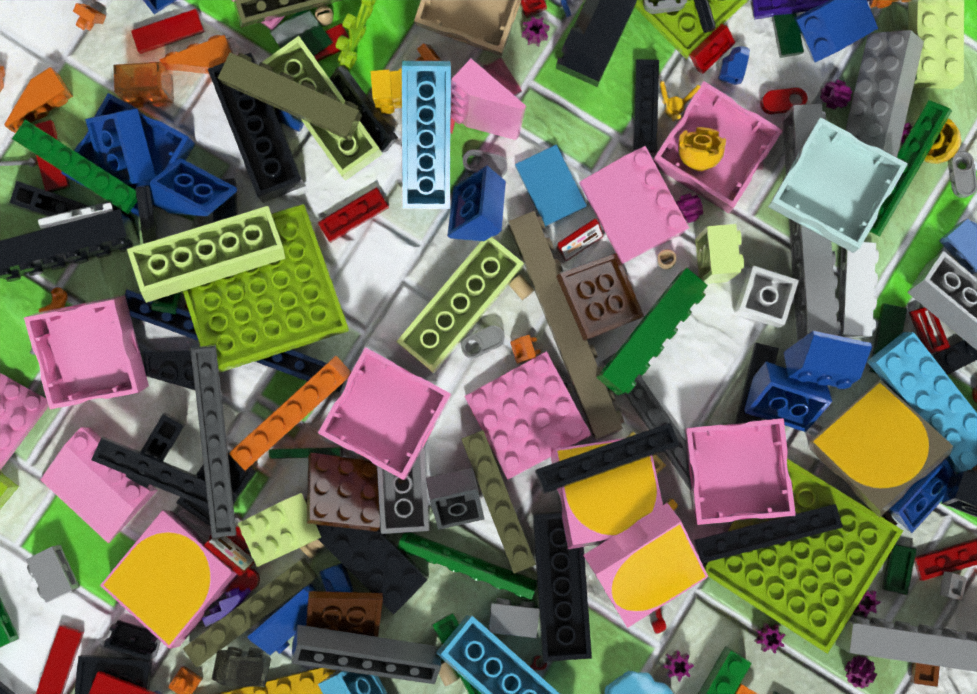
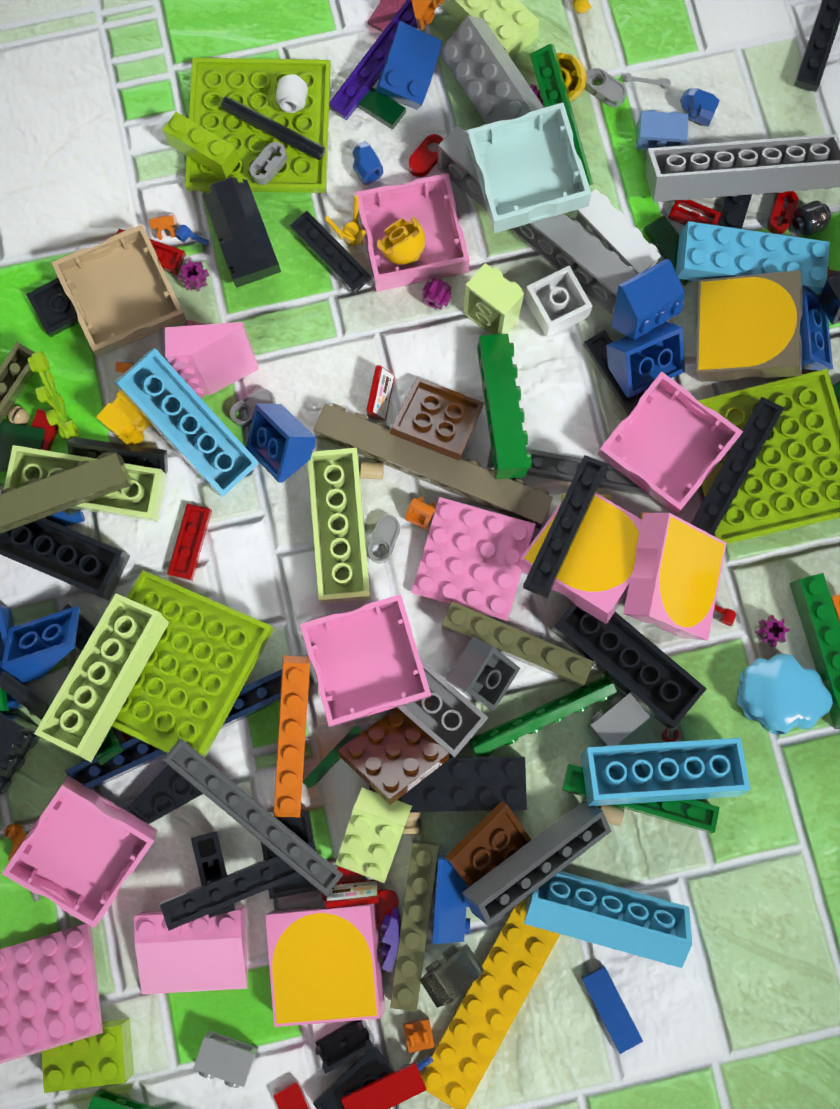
camera: 45 degrees left, 5 degrees down
(336, 579) = (453, 829): blue rock -> none
(550, 185) = (318, 376): dark azure tile -> none
(634, 205) = (394, 329): bright pink slope -> none
(666, 255) = (454, 345): tan hinge -> none
(712, 48) = (337, 166): red plate -> none
(767, 644) = (815, 536): magenta gear -> none
(836, 94) = (459, 114): magenta gear -> none

